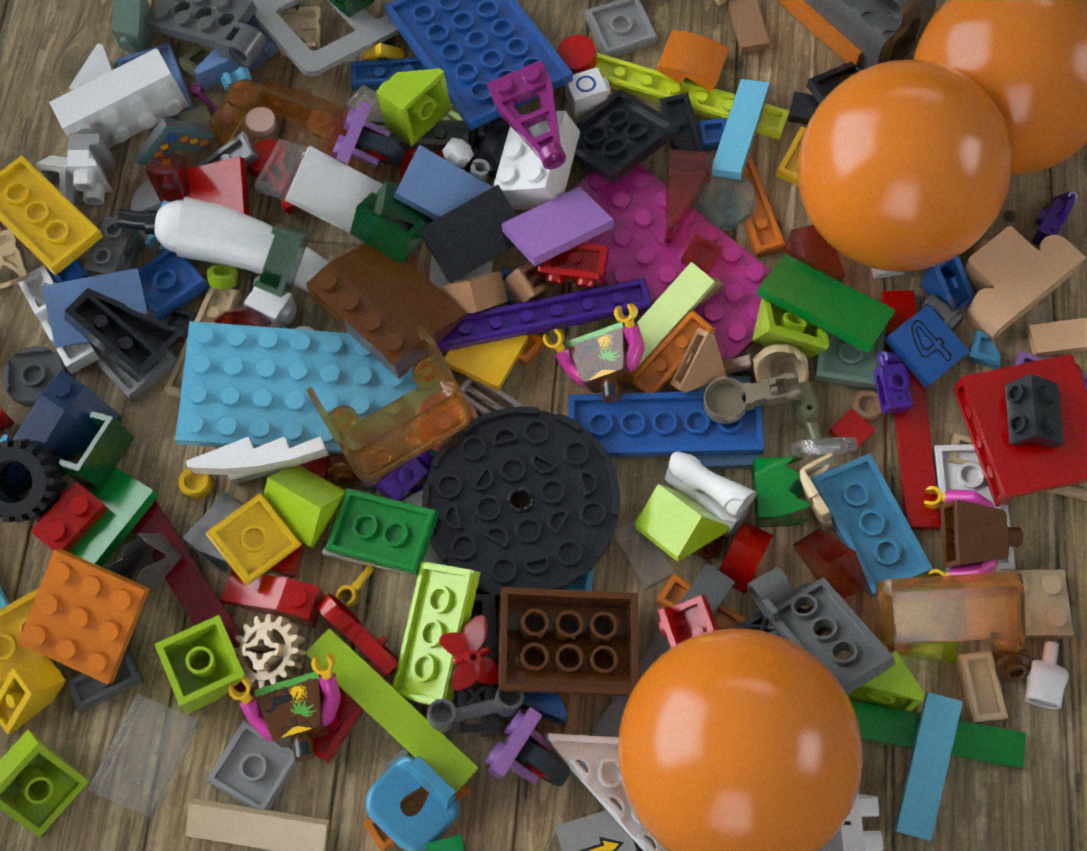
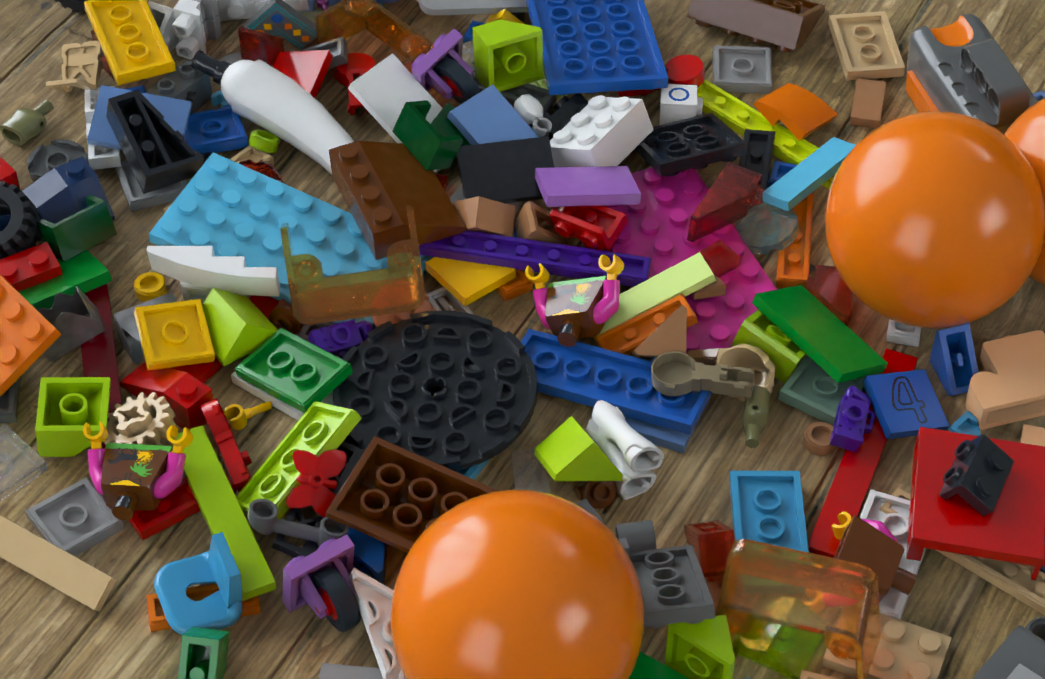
camera: 20 degrees right, 20 degrees down
(261, 121) = (366, 41): white tile -> none
(275, 309) = (296, 170): white brick -> none
(280, 169) = (345, 77): clear tile -> none
(283, 259) = (322, 132): dark green panel -> none
(519, 87) = (605, 69): magenta plate -> none
(745, 555) = (631, 505): red slope -> none
(776, 492) = (685, 472): green piece -> none
(811, 494) = (721, 479): tan piece -> none
(823, 446) = (754, 443): clear tile -> none
(852, 426) = (793, 452): red tile -> none
(950, 316) = (945, 391): dark grey pin -> none

